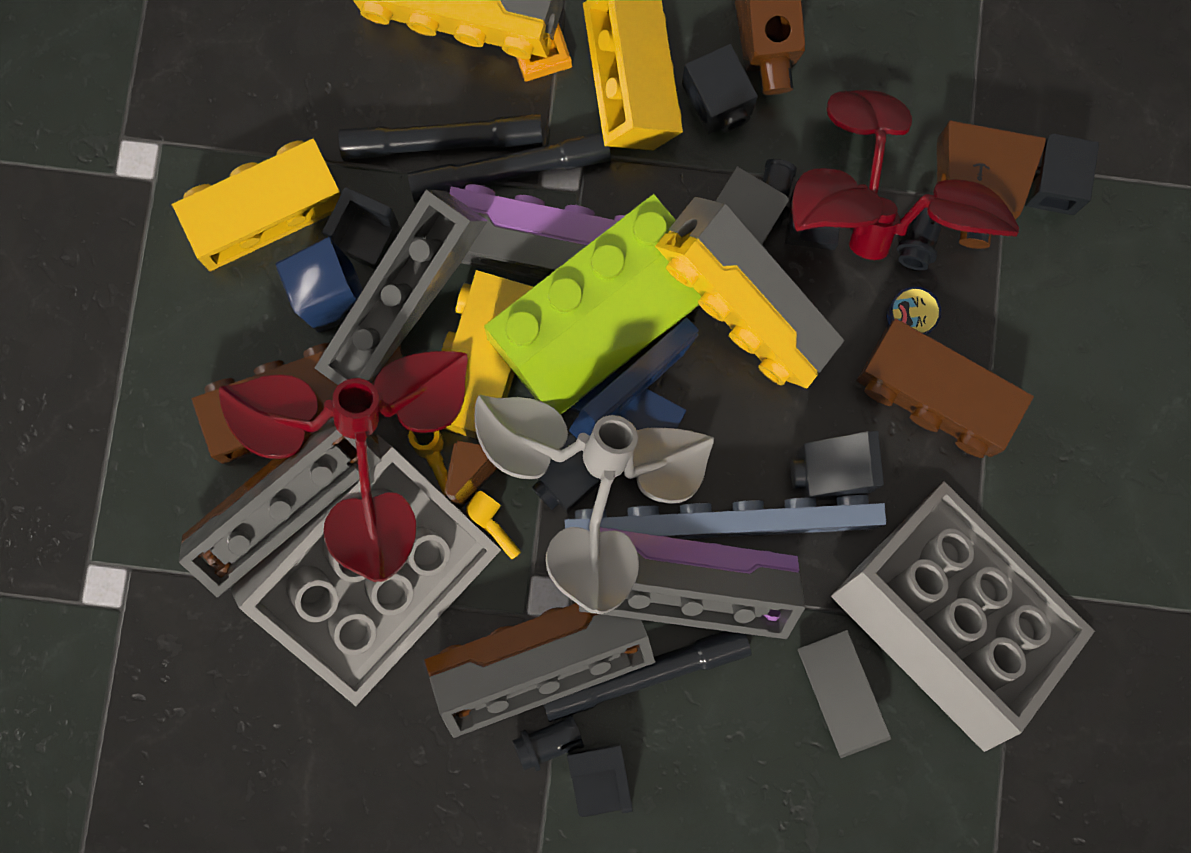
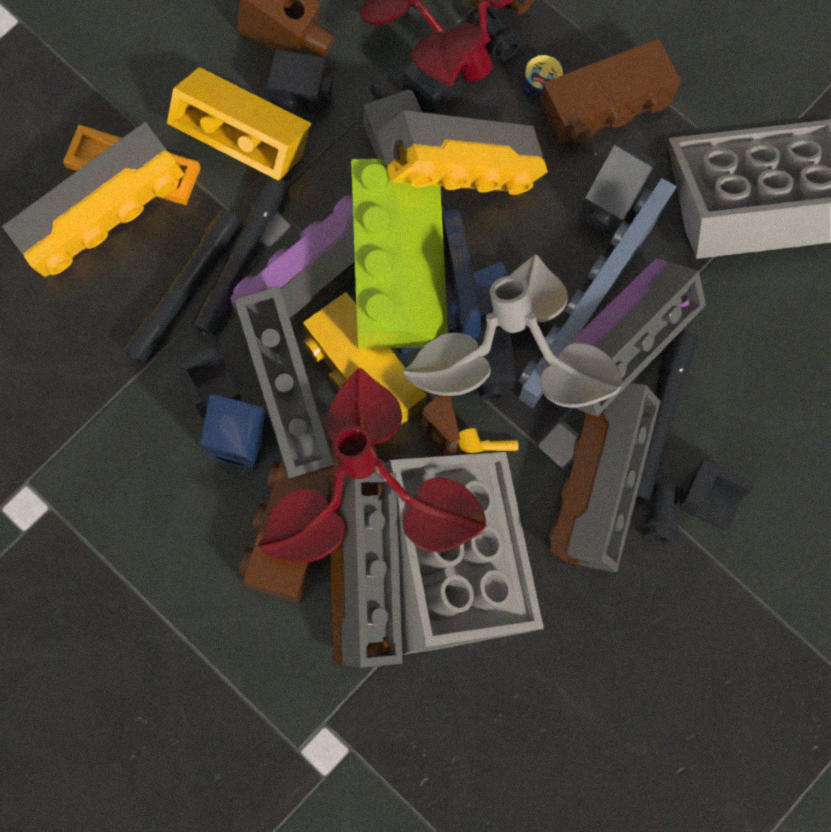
camera: 55 degrees left, 5 degrees down
(258, 204) = (132, 439): yellow brick -> none
(433, 456) = (405, 451): yellow hand -> none
(844, 694) = (766, 297): dark grey slope -> none

